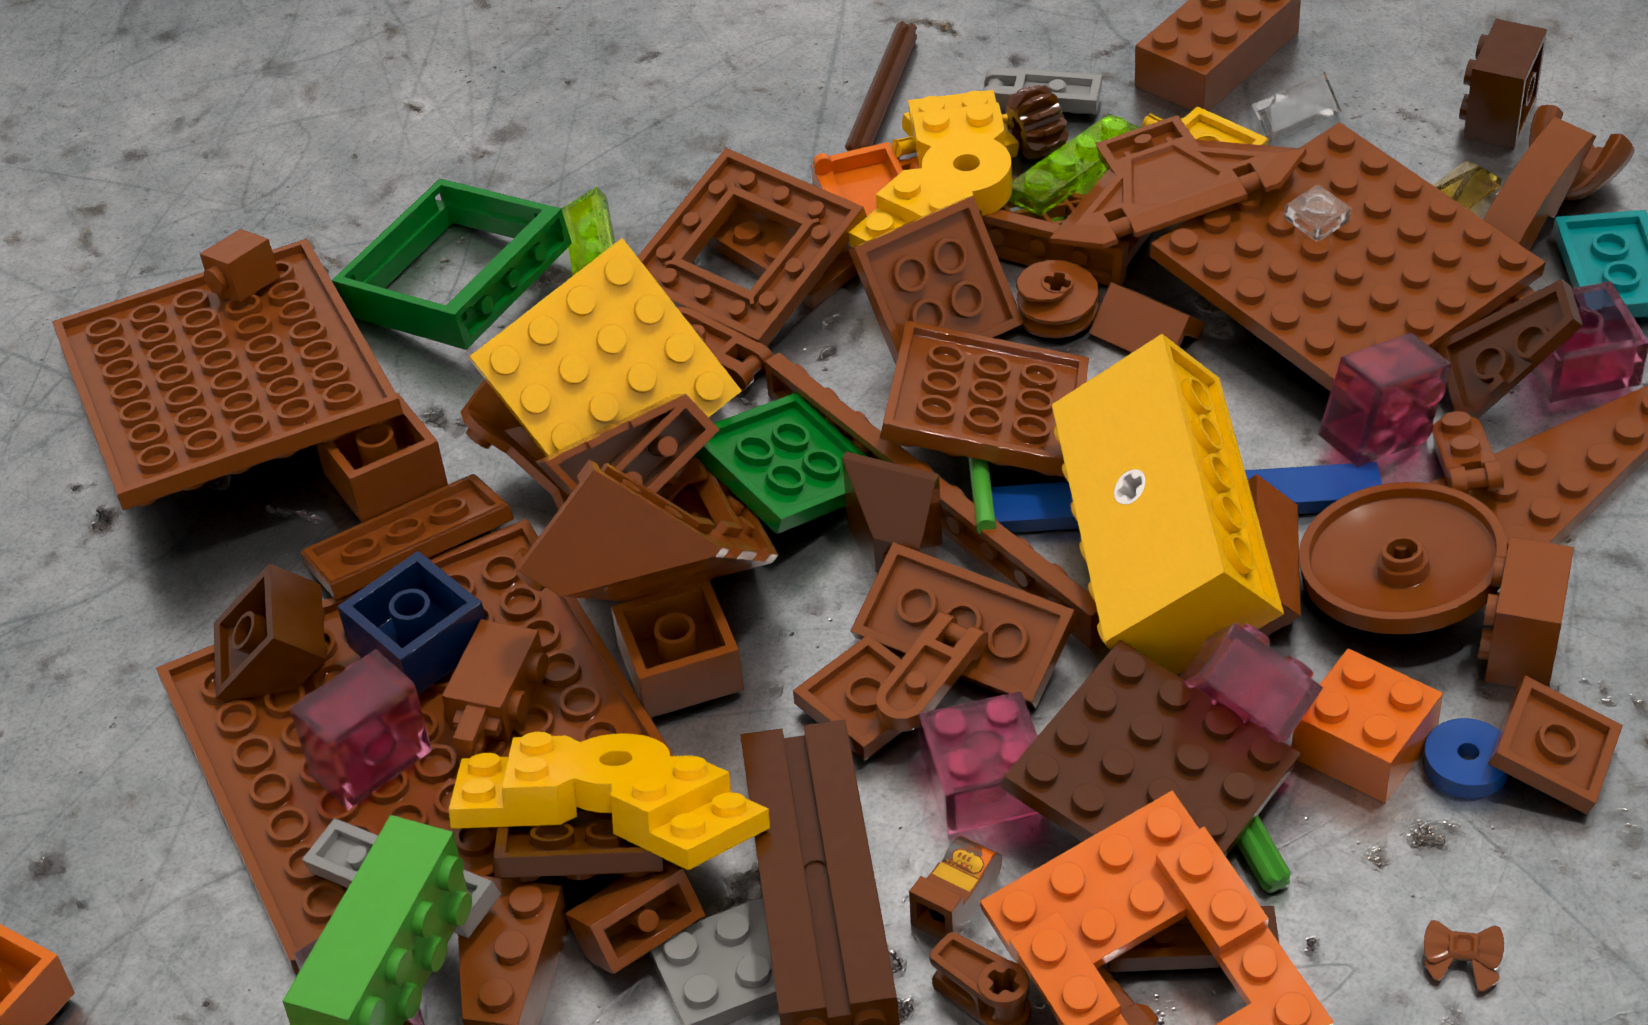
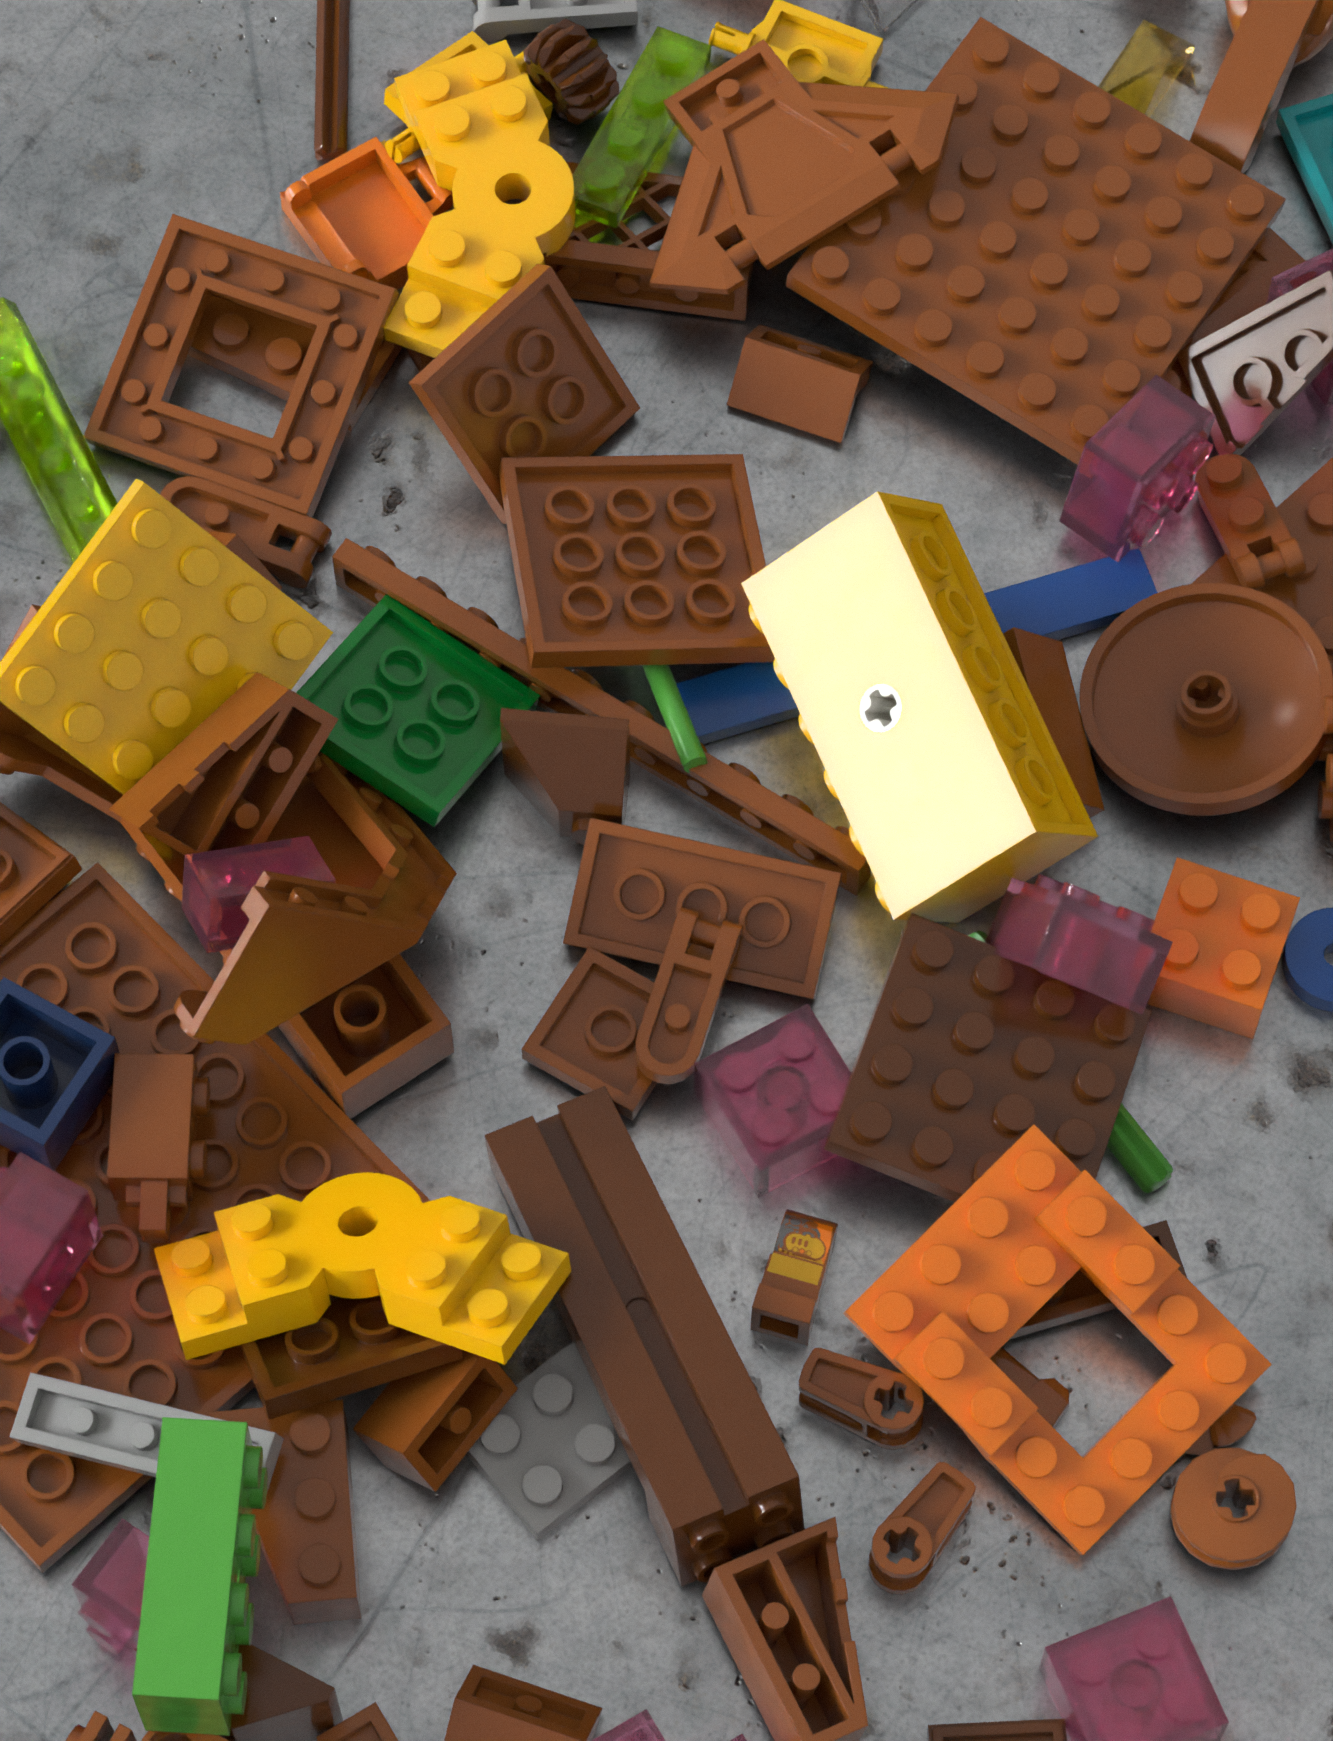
camera: 20 degrees left, 20 degrees up
(1056, 298) = (669, 390): dark orange piece -> none
(1317, 213) = (992, 189): clear plate -> none

